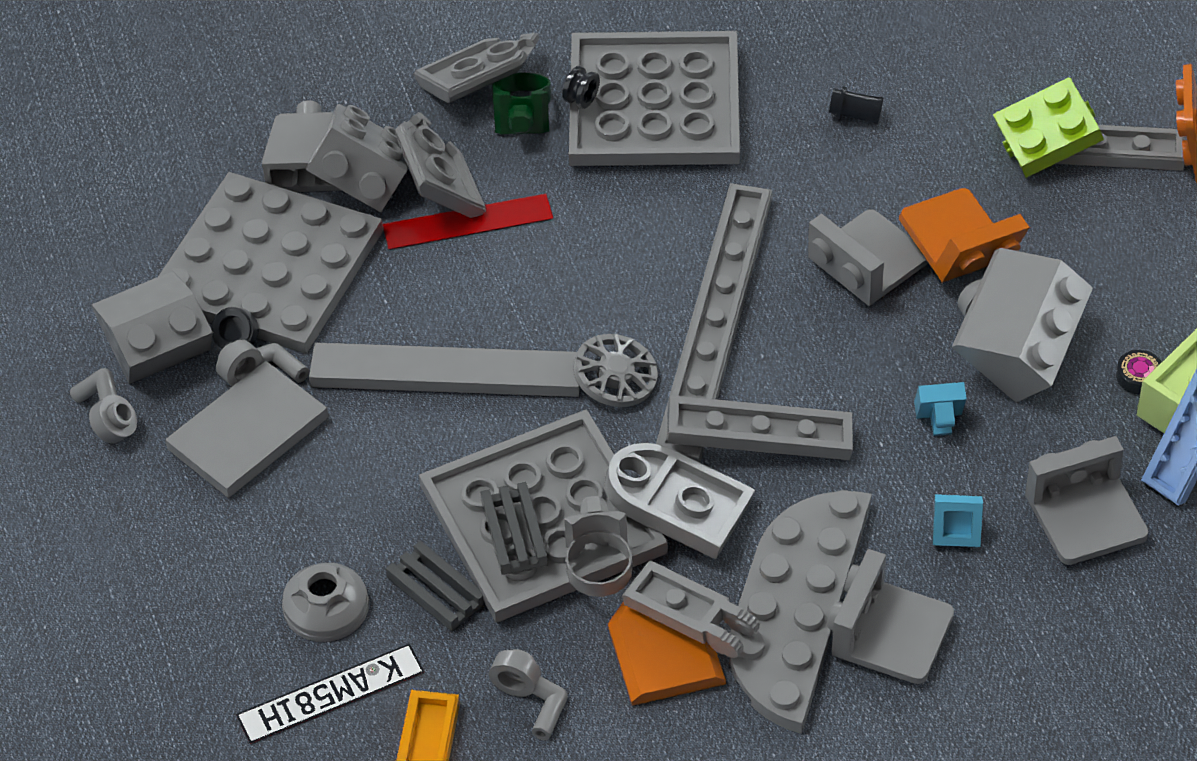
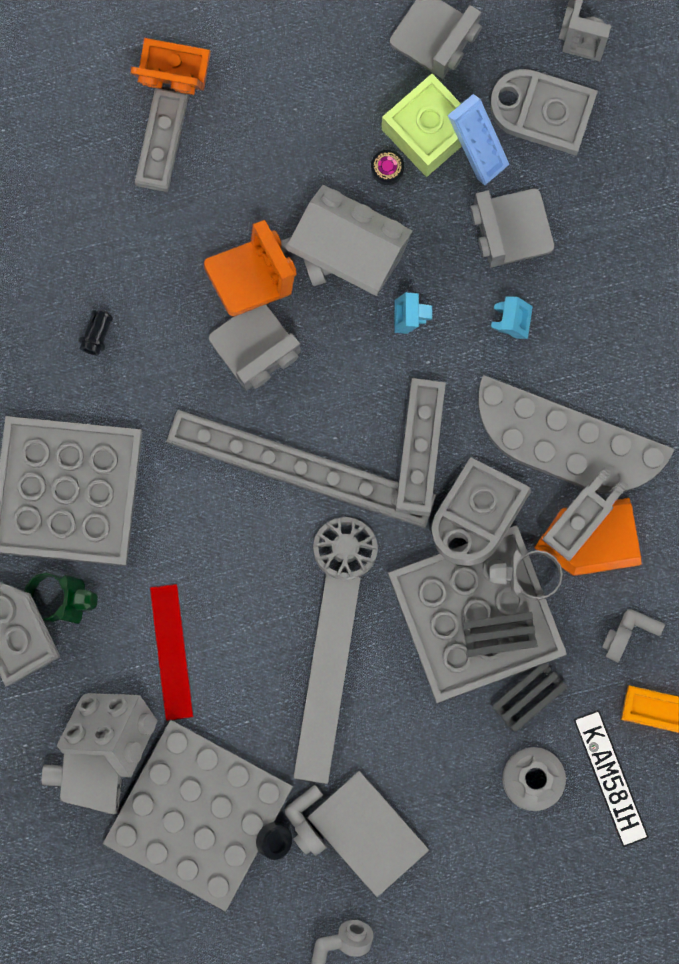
camera: 85 degrees left, 30 degrees up
(153, 326) = (270, 906): light grey slope -> none
(438, 168) = (127, 671): light grey tile -> none
(581, 87) = (65, 547): black bush -> none
(887, 624) = (600, 377): light grey bracket -> none
(1048, 127) = (146, 189): lime plate -> none

